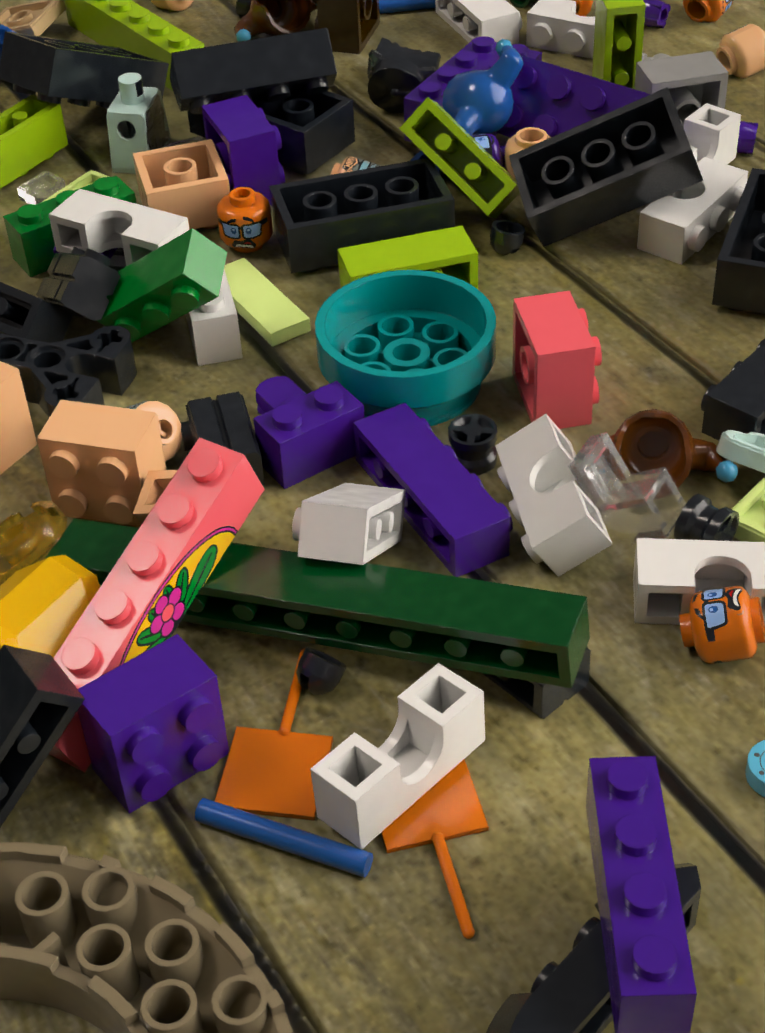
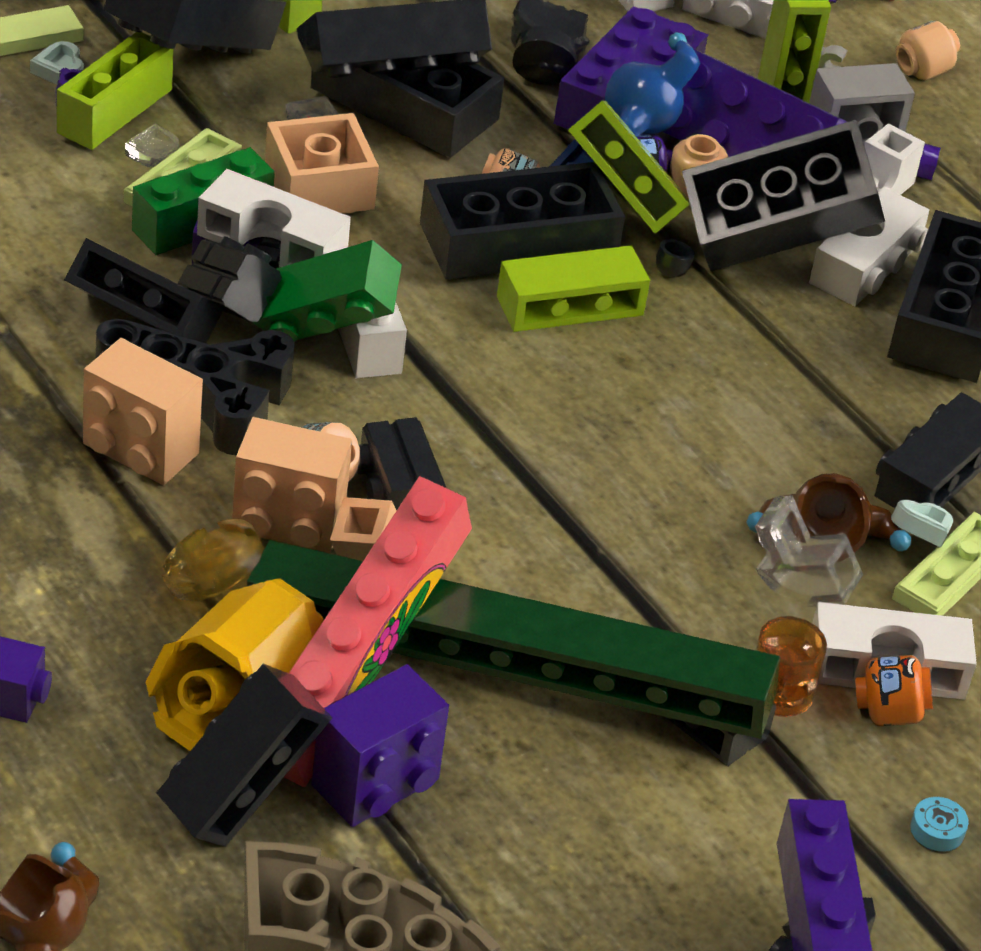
camera: 10 degrees left, 0 degrees up
(135, 122) = (259, 66): light aqua torso -> none
(244, 219) = (393, 212): orange head -> none
(245, 143) = (393, 125): dark purple brick -> none
(264, 304) = (428, 321): yellowish green tile -> none
(271, 768) = (484, 795): orange piece -> none
(284, 837) = (500, 855): blue bar -> none
(304, 431) = (487, 462): dark purple brick -> none
(319, 671) = (519, 708): black hinge -> none
(349, 523) = (547, 566): white brick -> none
(369, 787) = (586, 811): white arch -> none
(408, 342) = (583, 381): teal wheel -> none
(441, 496) = (614, 534): dark purple brick -> none
(441, 814) = (627, 834): orange piece -> none
(474, 442) = (651, 491): black wheel -> none
(555, 359) = (733, 411): coral brick -> none
(556, 514) = (742, 581): white arch -> none
(613, 603) = (801, 660): none -> clear orange wheel
(705, 522) = (879, 590): black wheel -> none

